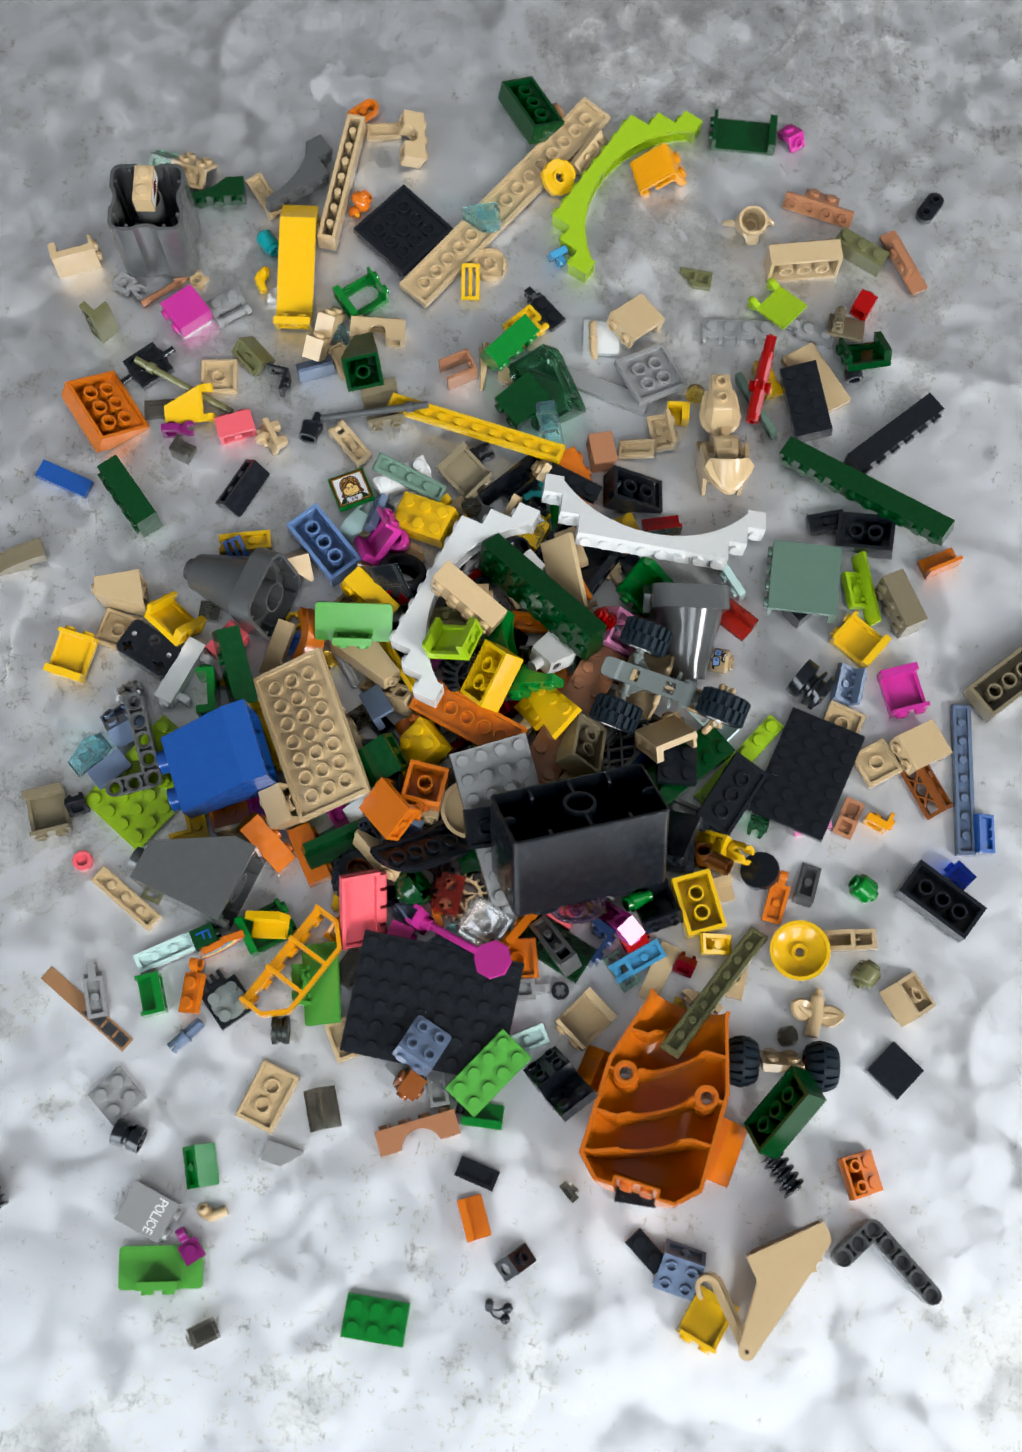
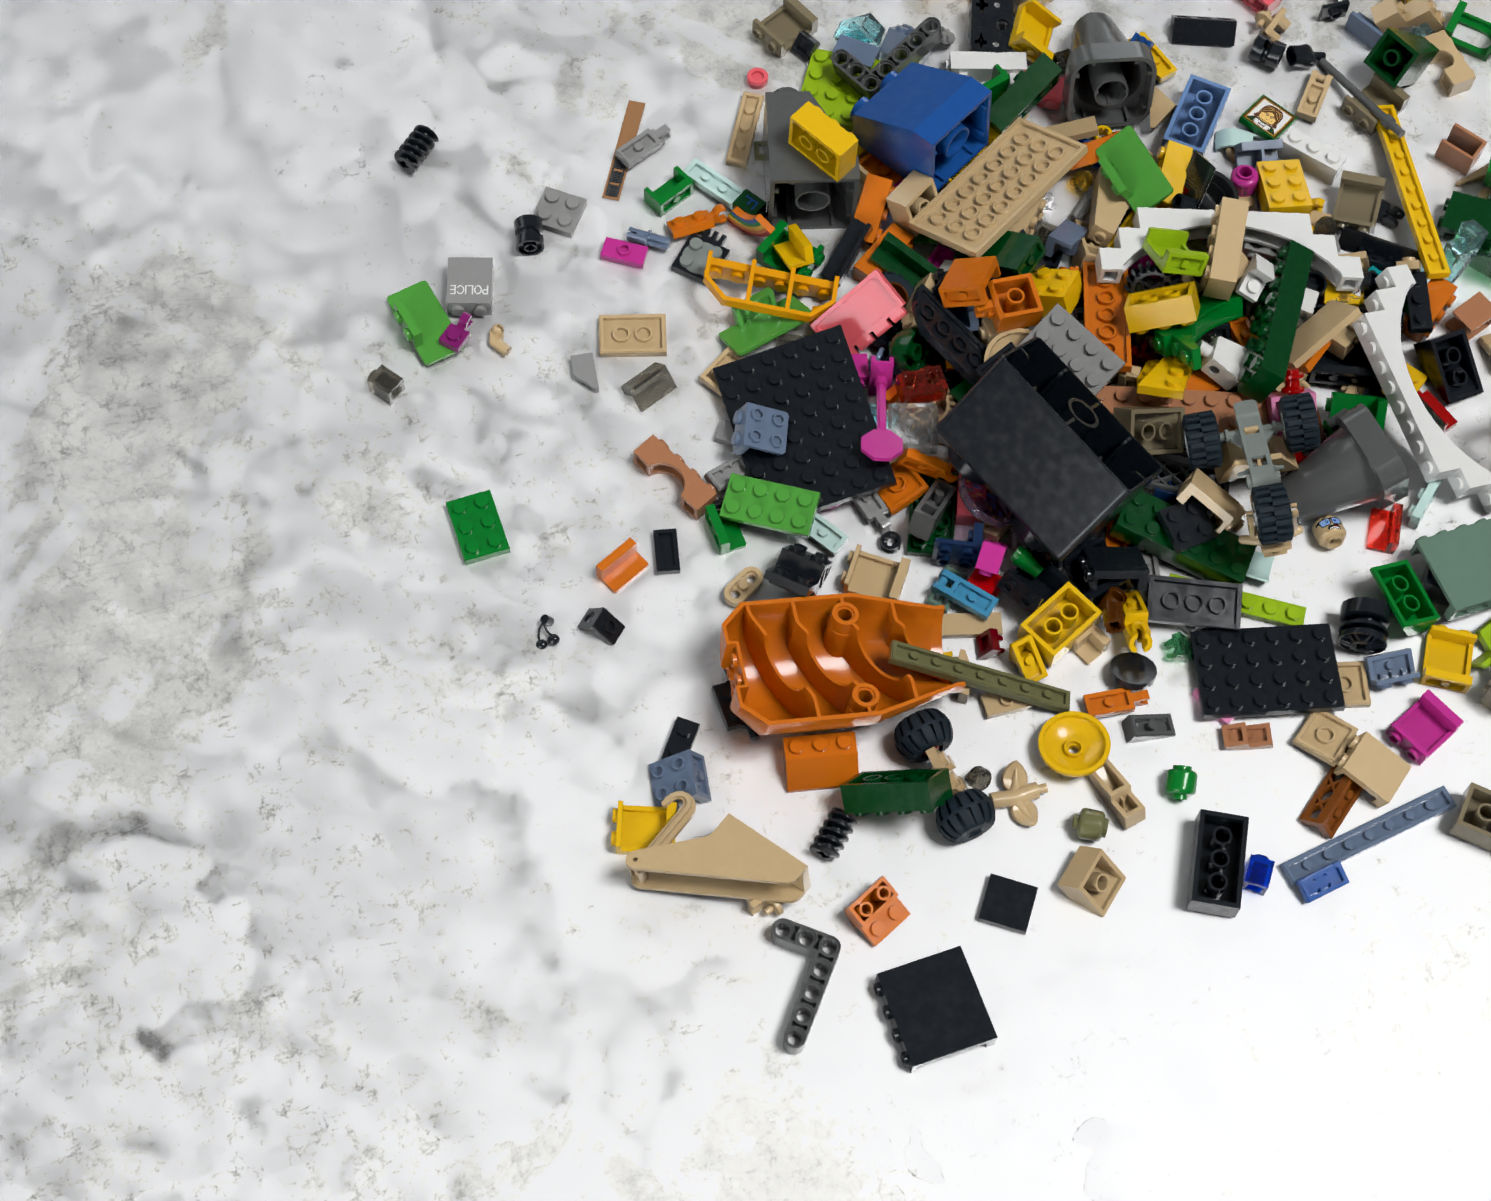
camera: 60 degrees right, 10 degrees down
(186, 1062) = (624, 252): none -> dark pink plate
(200, 1165) = (536, 310): panel -> none
(211, 859) = (823, 141): none -> yellow brick
(280, 1029) = (701, 311): pearl dark grey wheel -> none
(292, 882) = (847, 250): none -> black panel
(299, 452) = (1267, 51): none -> black wheel
(380, 539) = (1257, 153): dark pink panel -> none
(402, 601) = (1184, 202): none -> black hinge
(409, 477) = (1314, 154): sand green tile -> none
(409, 1084) = (716, 446): dark orange brick -> none
(494, 585) = (1255, 277): none -> white slope
(540, 1129) = (742, 587): none -> tan plate
(569, 1190) = (698, 640): clear smoke plate -> none
(802, 641) = (1406, 596): none -> green slope
(877, 823) = (1261, 767): light orange bracket -> none
(954, 1174) = (934, 1008): none -> black panel

